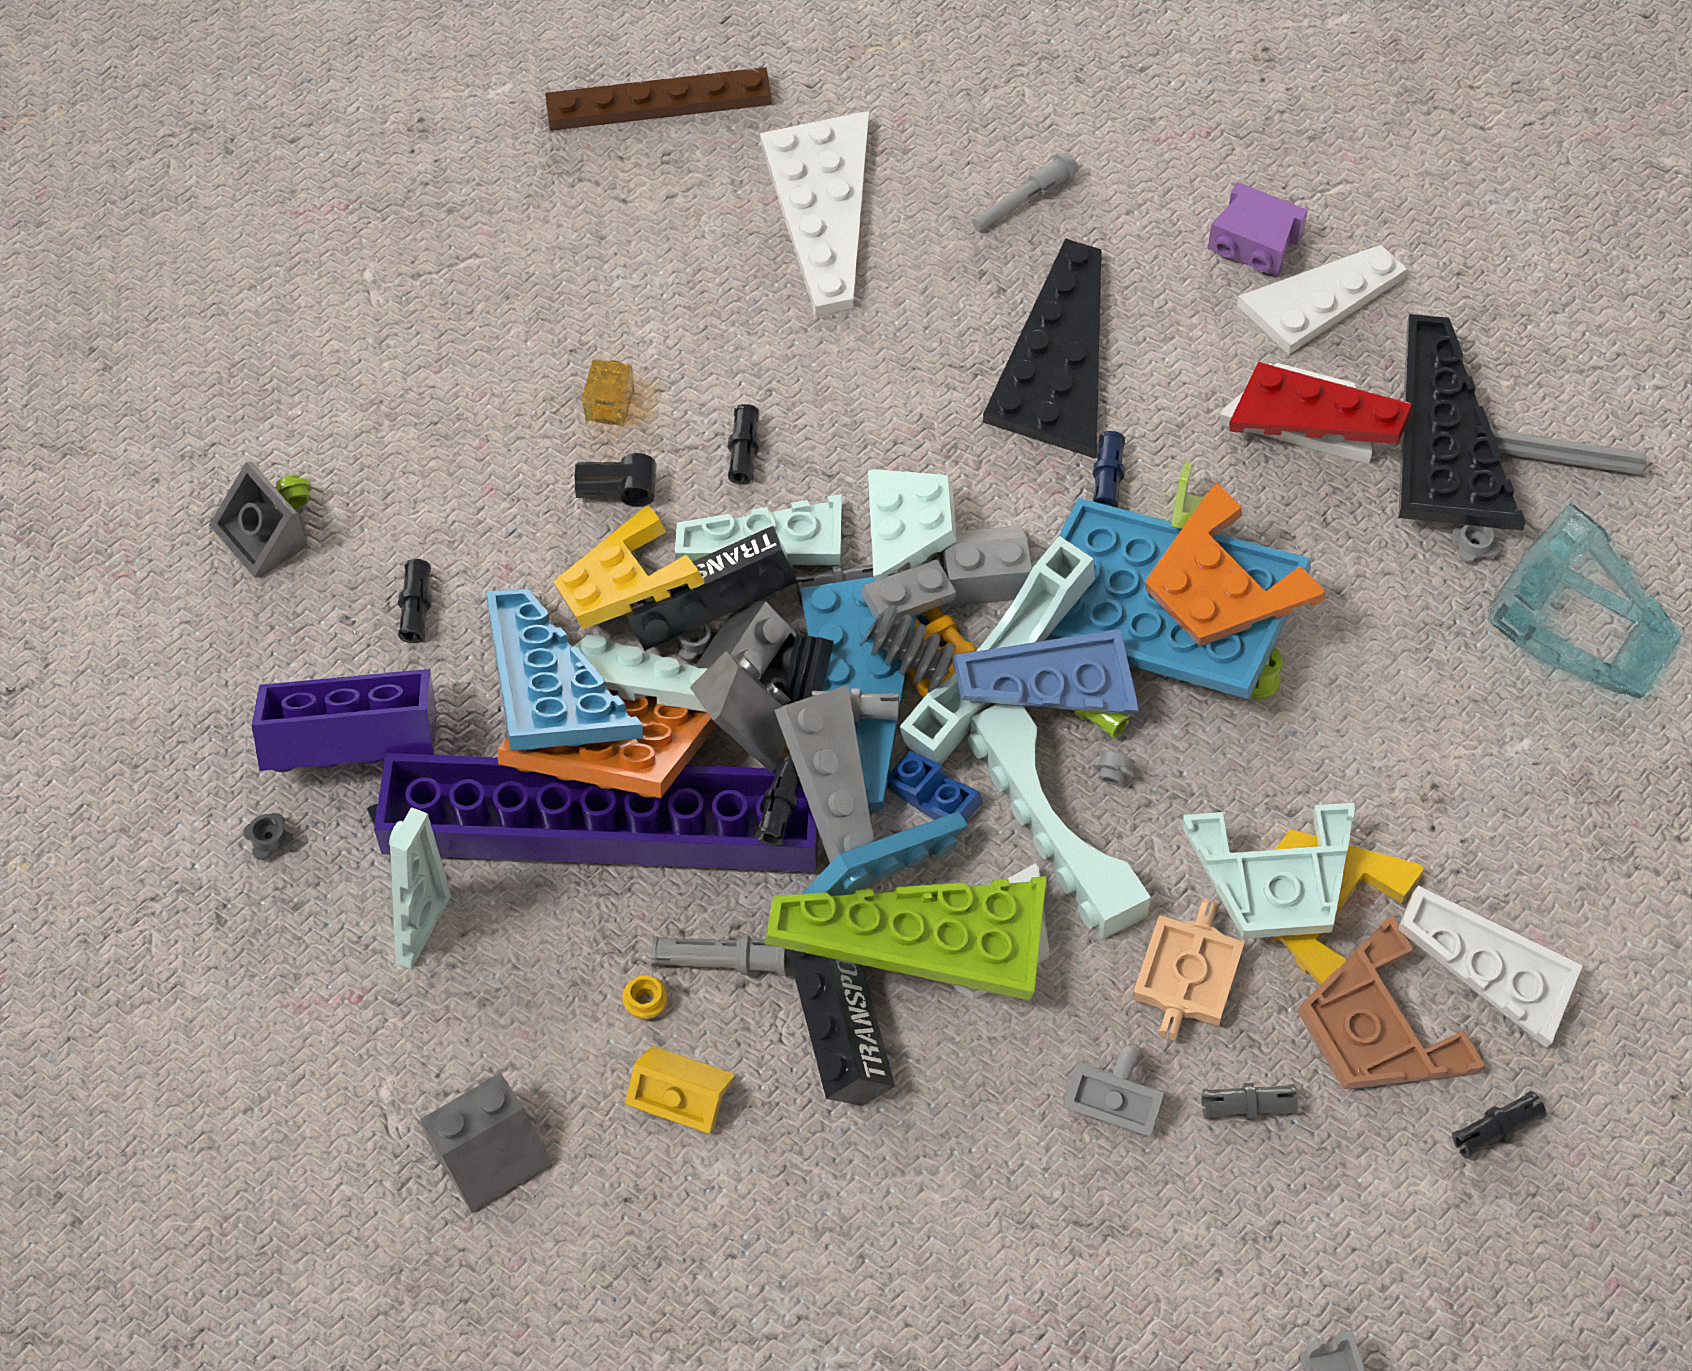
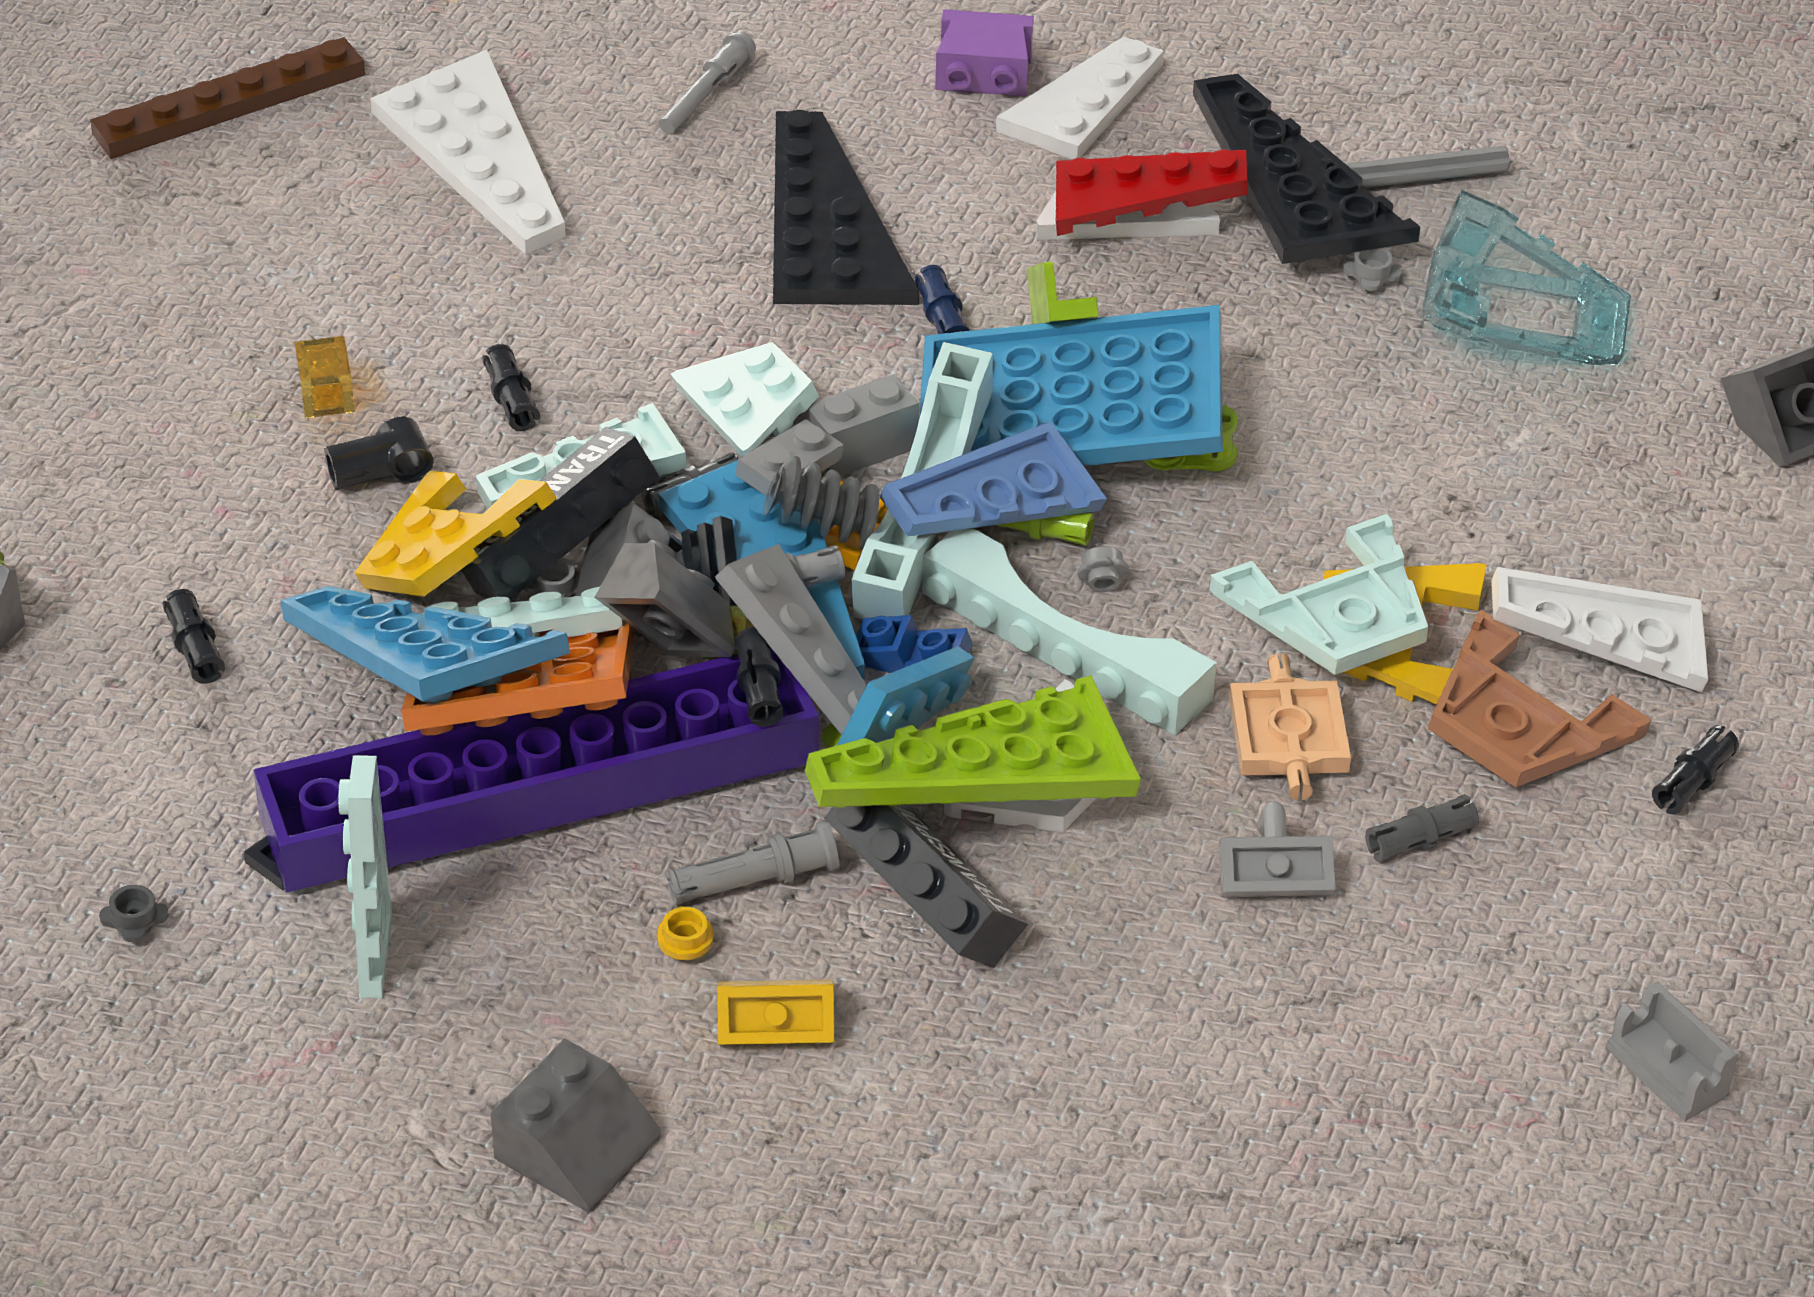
camera: 25 degrees left, 15 degrees down
(344, 720) = (178, 759): dark purple brick -> none
(1209, 589) = (1130, 359): orange wing -> none

